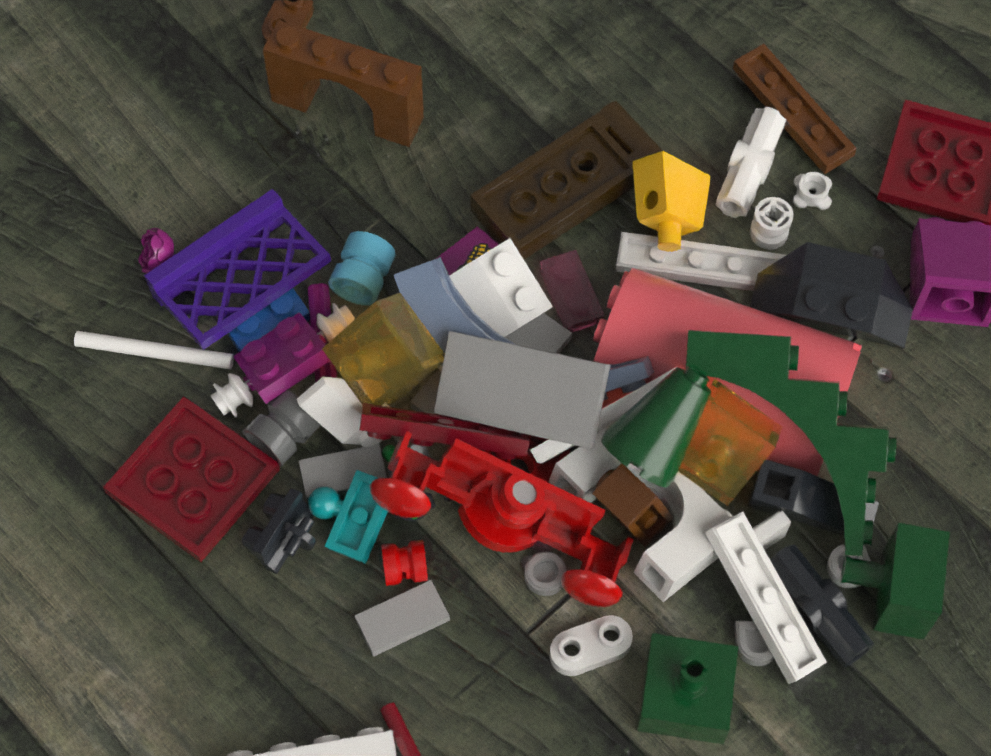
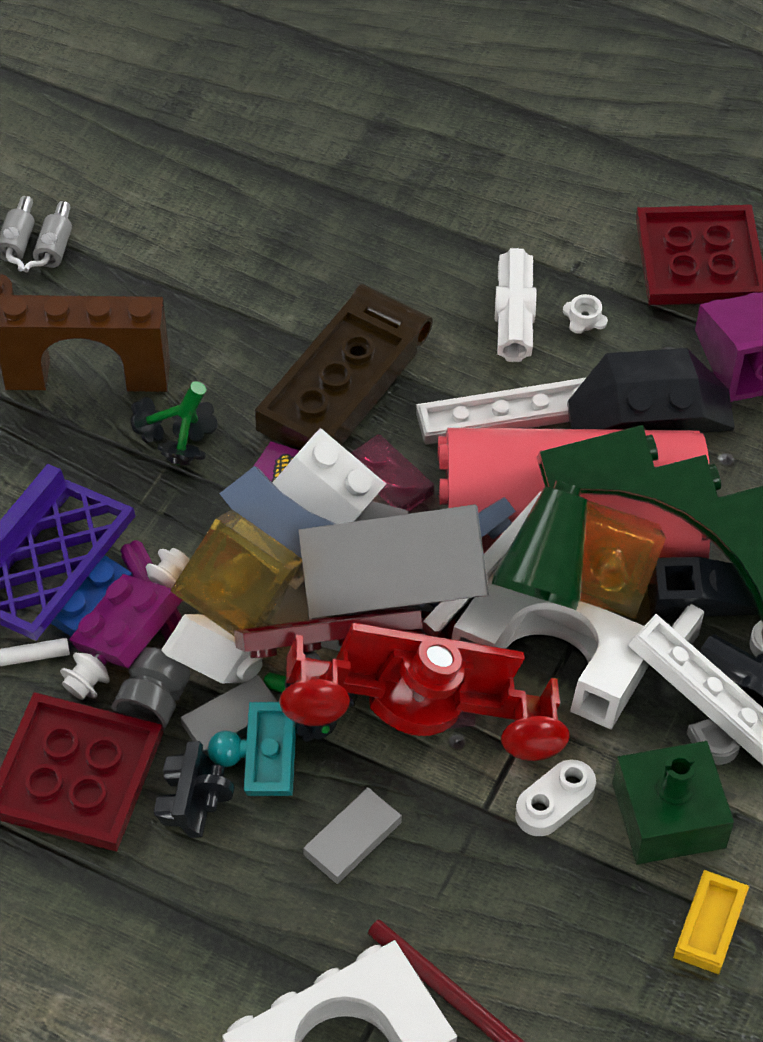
camera: 20 degrees left, 10 degrees down
(364, 265) = (171, 512): medium azure wheel -> none
(404, 562) = (334, 778): red wheel -> none
(417, 184) = (191, 420): none -> black plant
(544, 573) = (479, 745): light grey tile -> none
(632, 504) = (547, 640): reddish brown slope -> none
(670, 197) = (453, 354): yellow torso -> none
(771, 223) = (559, 352): white wheel -> none
(804, 117) = (550, 252): reddish brown plate -> none

